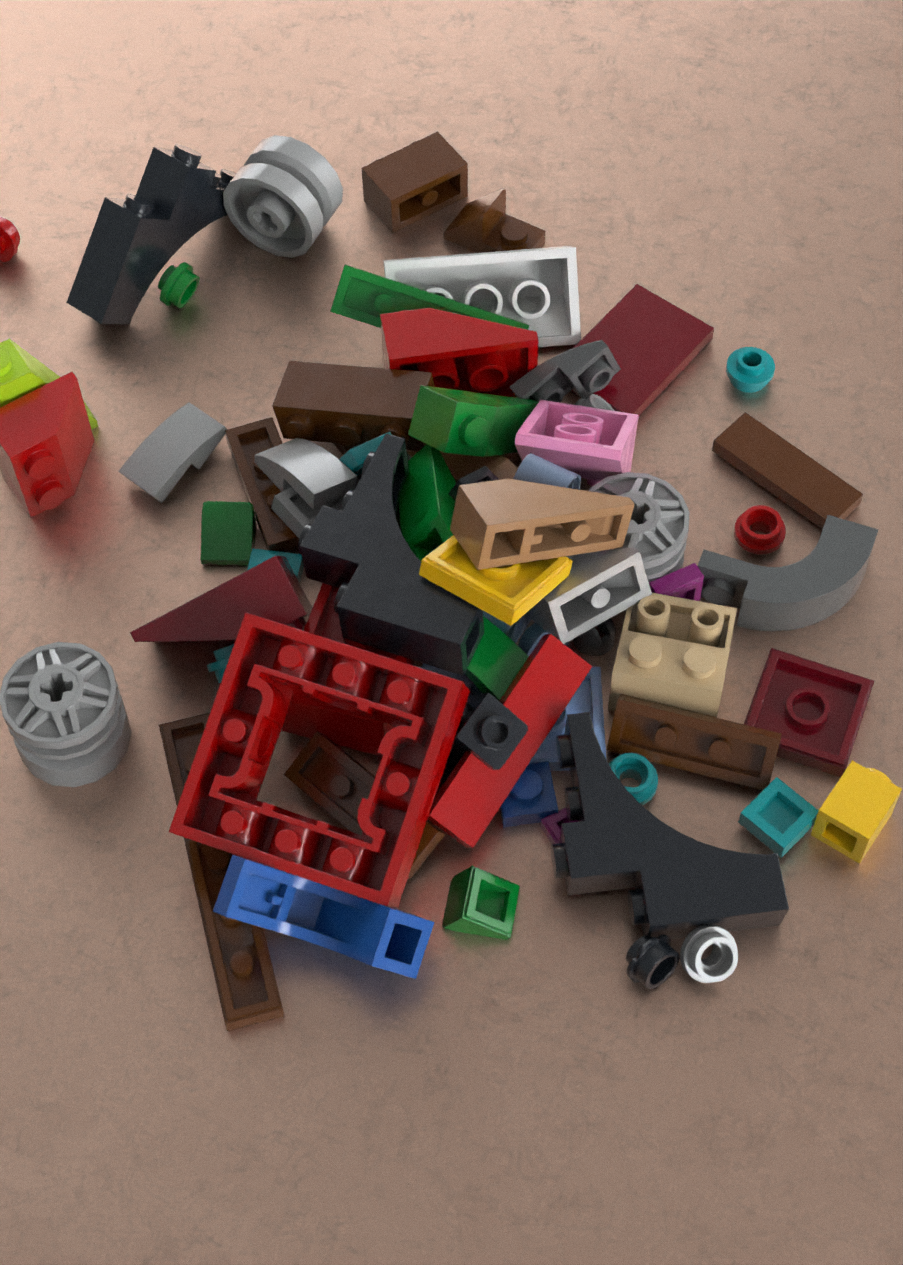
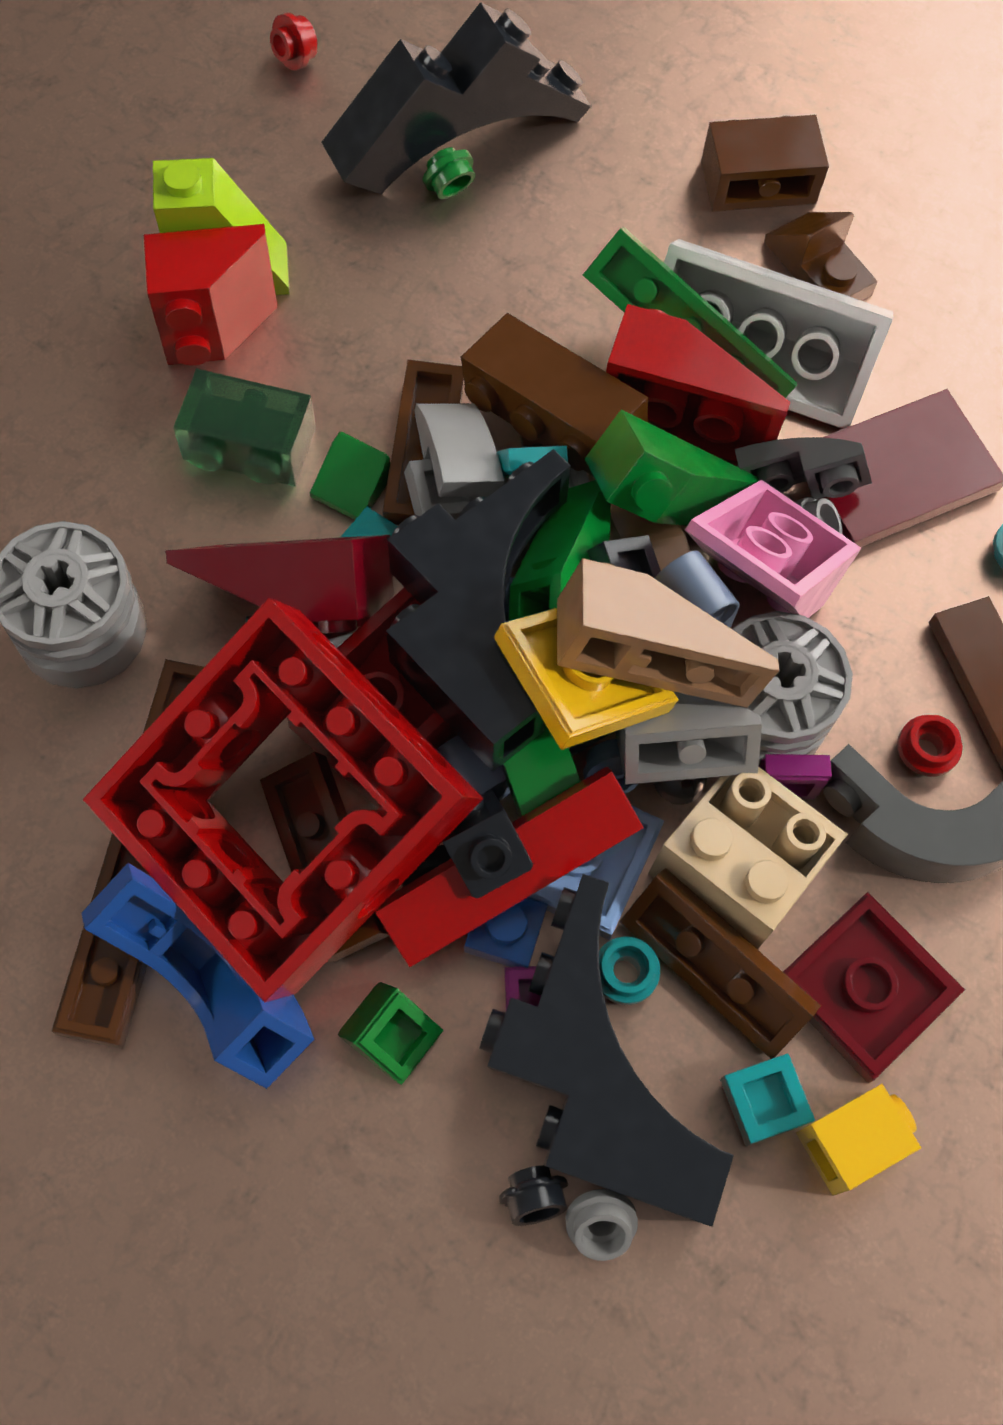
camera: 20 degrees right, 10 degrees up
(125, 532) = (245, 428): none -> clear green brick
(171, 448) = (348, 352): light grey slope -> none
(283, 196) = (607, 118): light grey wheel -> none

